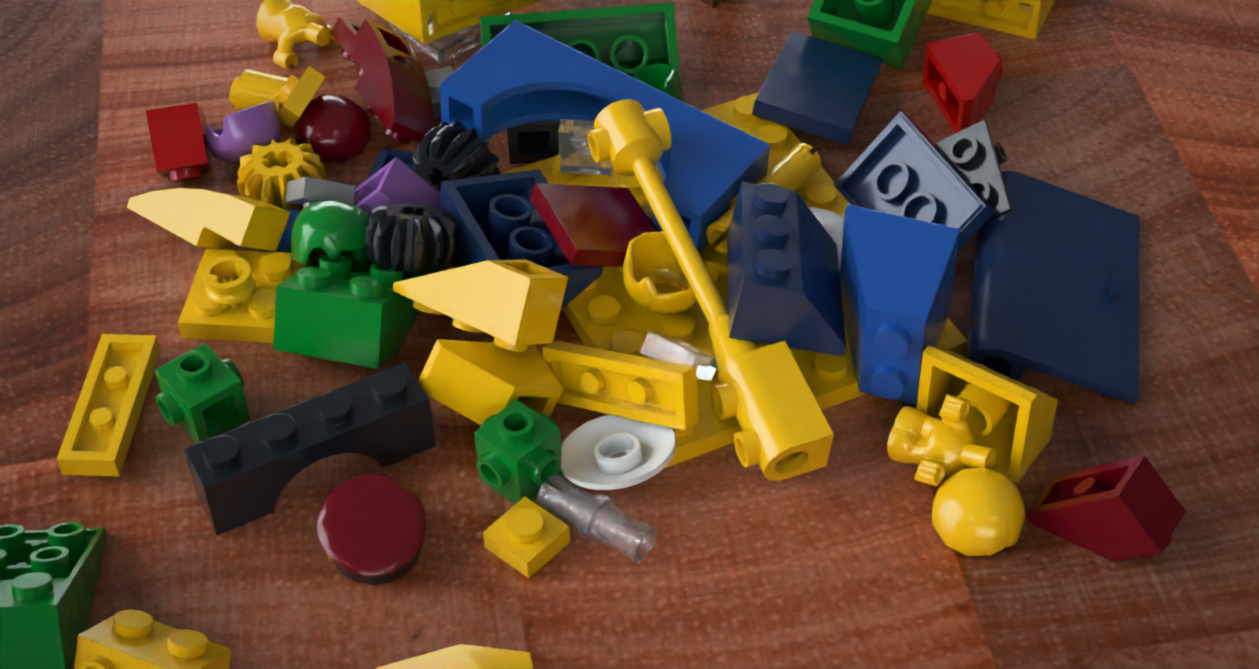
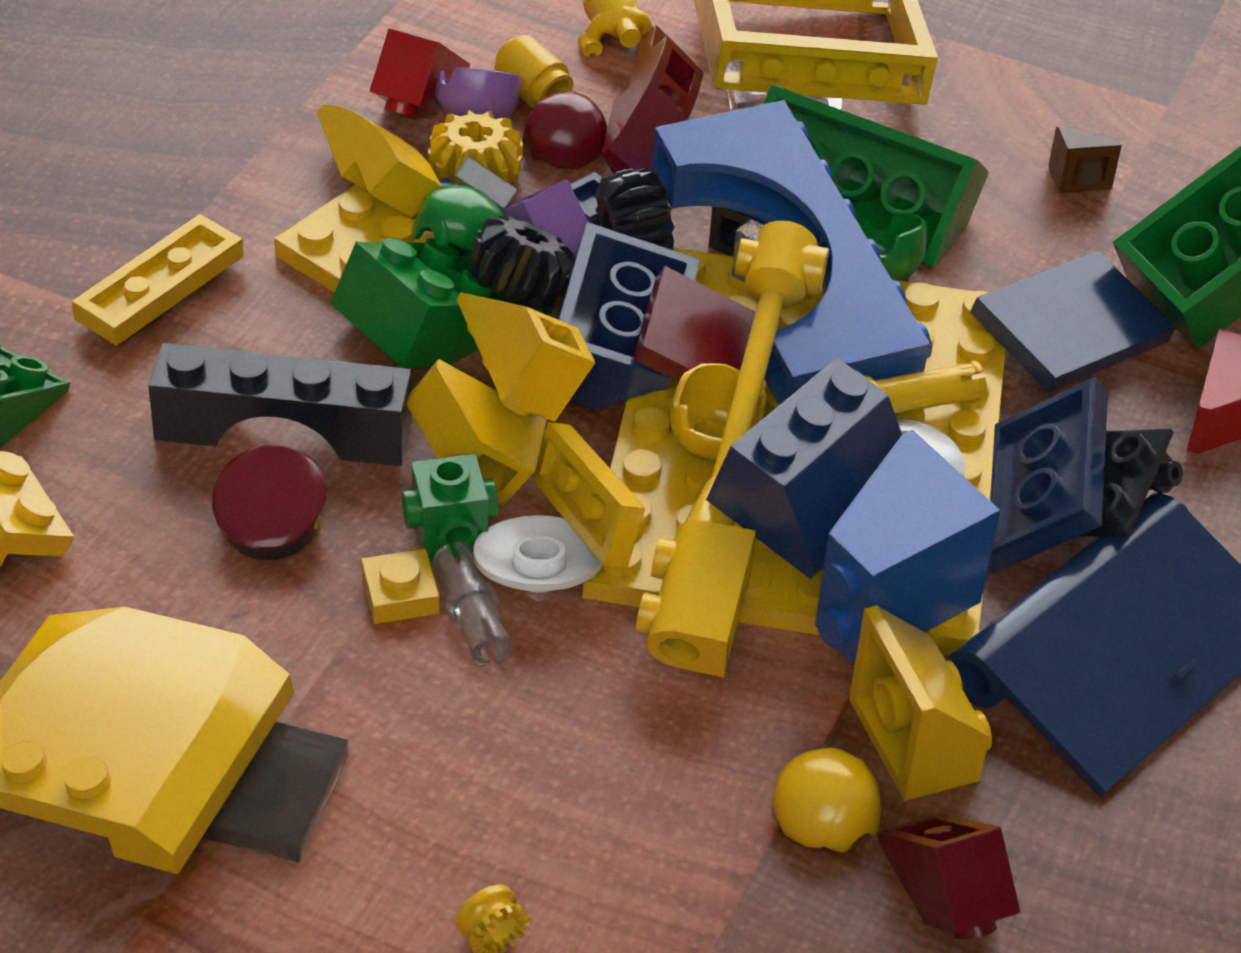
camera: 30 degrees right, 0 degrees up
(200, 384) = (231, 306): green brick -> none
(232, 292) = (338, 232): yellow bush -> none
(297, 94) = (545, 78): yellow plate -> none
(674, 350) = (659, 492): clear plate -> none
(937, 444) = (837, 710): yellow piece -> none

